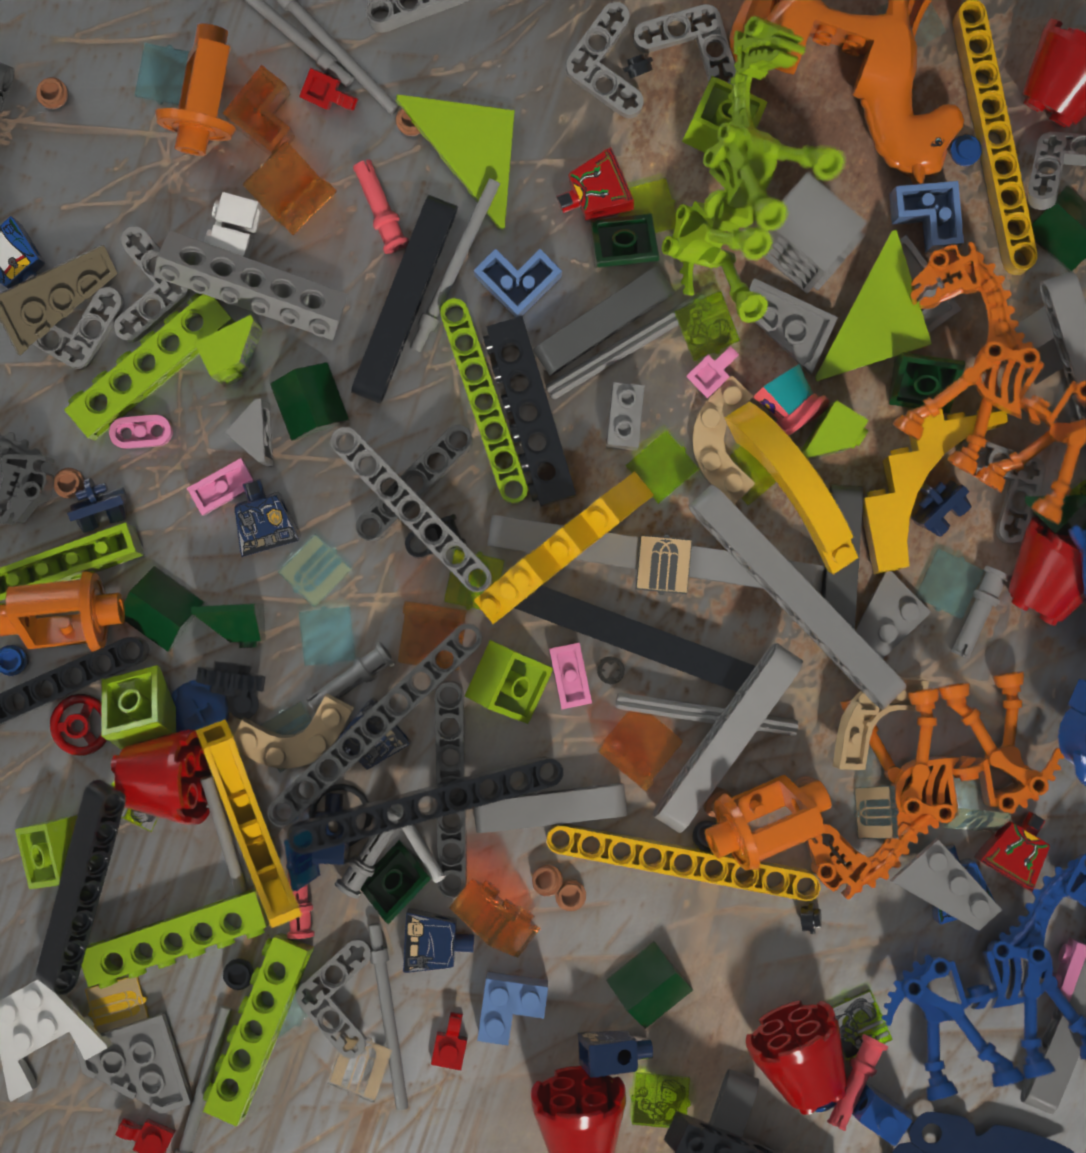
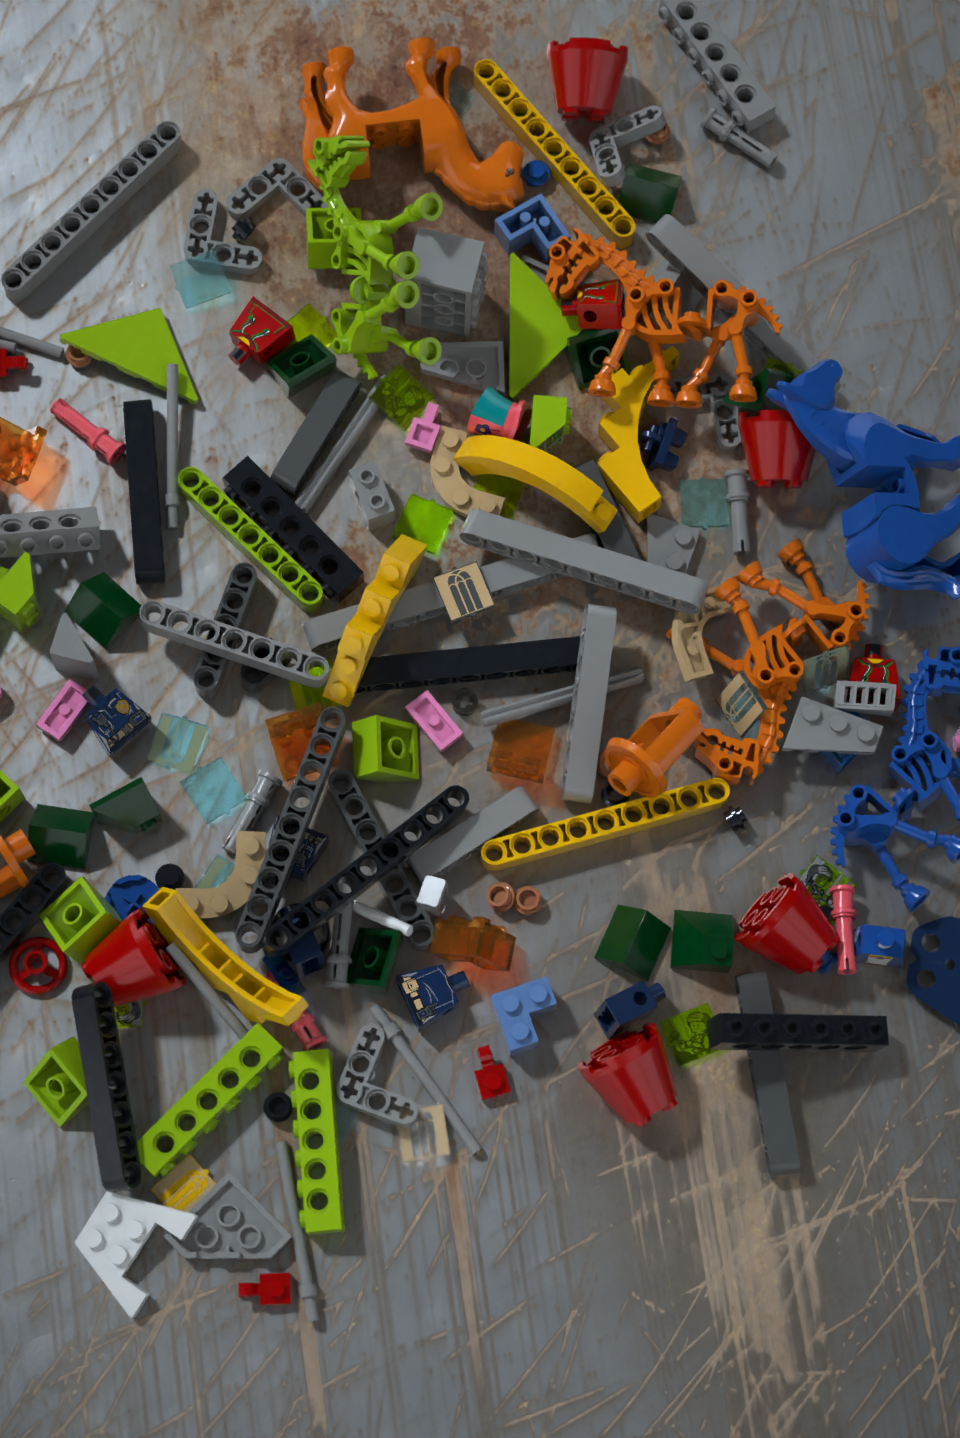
camera: 30 degrees left, 15 degrees down
(230, 679) = (150, 856): black gear -> none
(478, 857) = (434, 896): none -> slope
(517, 288) = (232, 437): medium blue brick -> none
(569, 99) = (200, 279): none -> clear light blue piece
(716, 1019) = (702, 941): none -> dark green slope
(951, 333) = (597, 305): none -> red torso
(1022, 887) = (866, 688): none -> light grey slope

